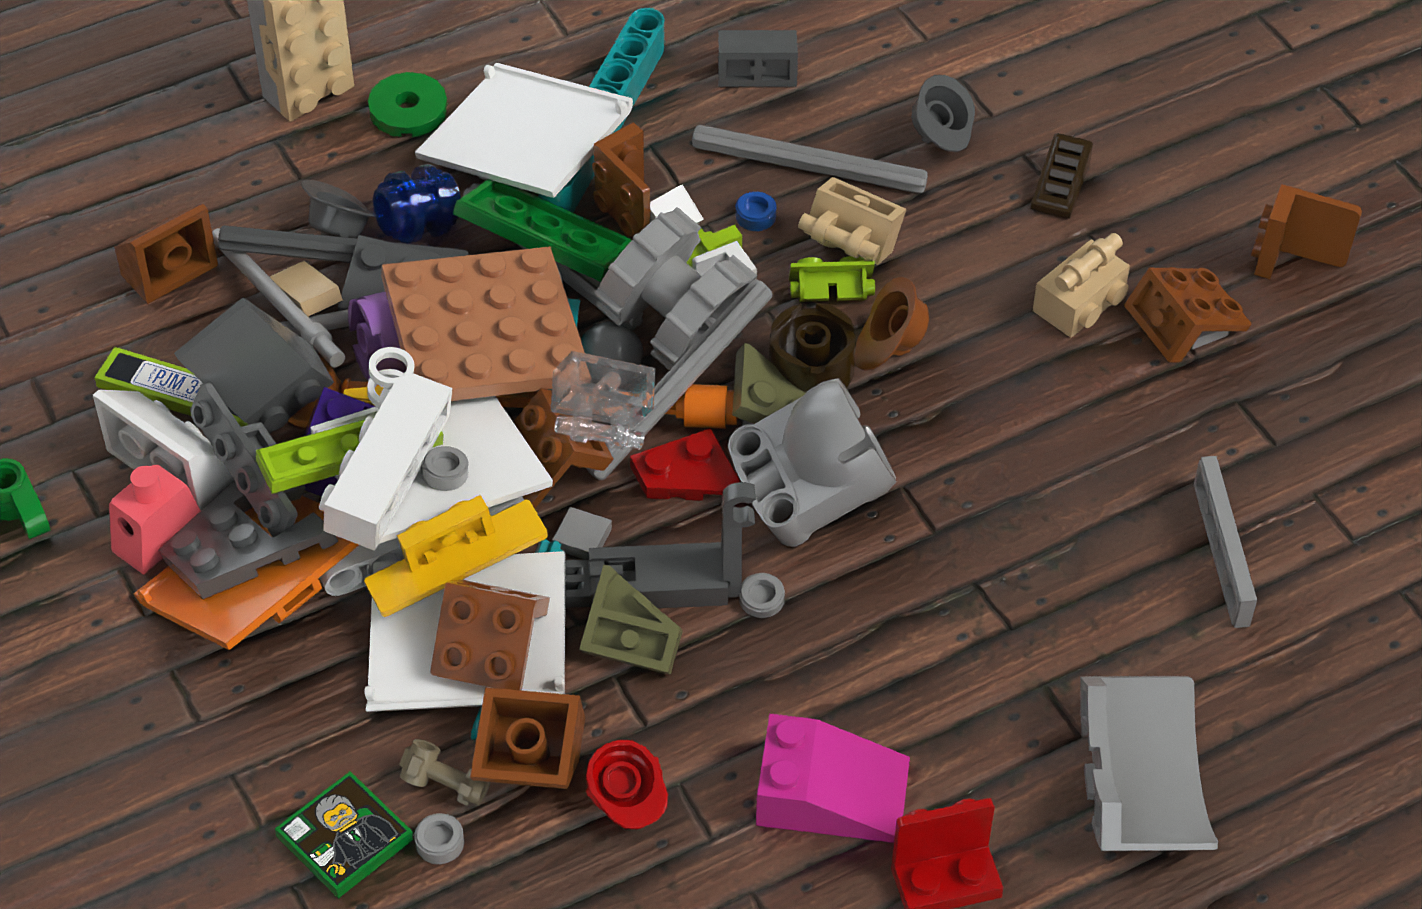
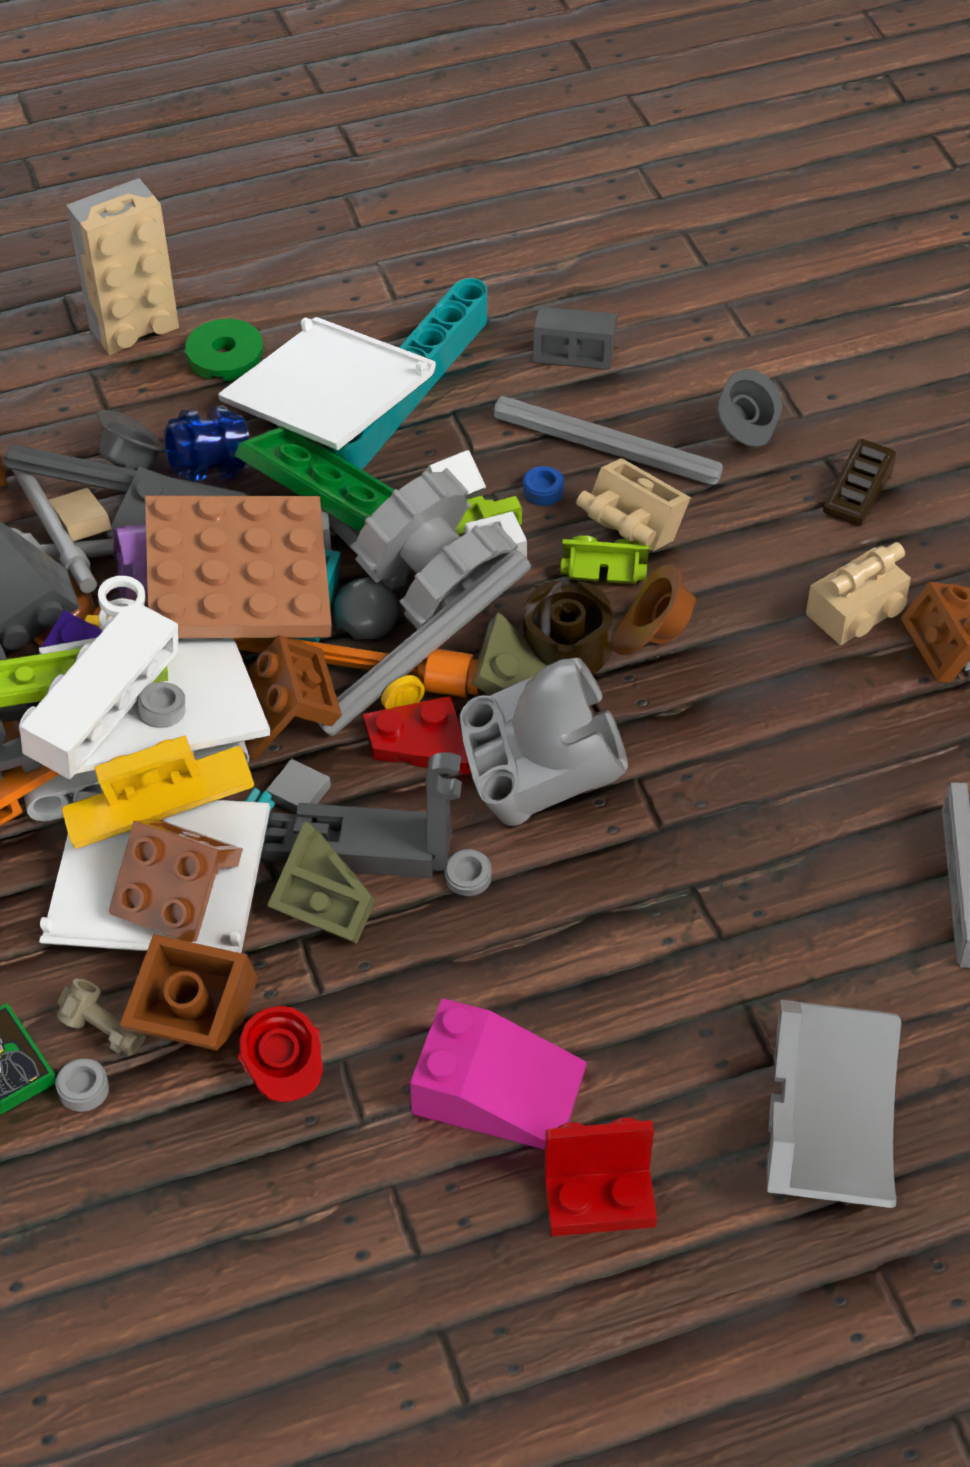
camera: 10 degrees right, 0 degrees up
(603, 392) = (339, 646): clear brick -> none
(620, 179) = (411, 432): dark orange bracket -> none
(664, 430) = (403, 692): none -> yellow piece

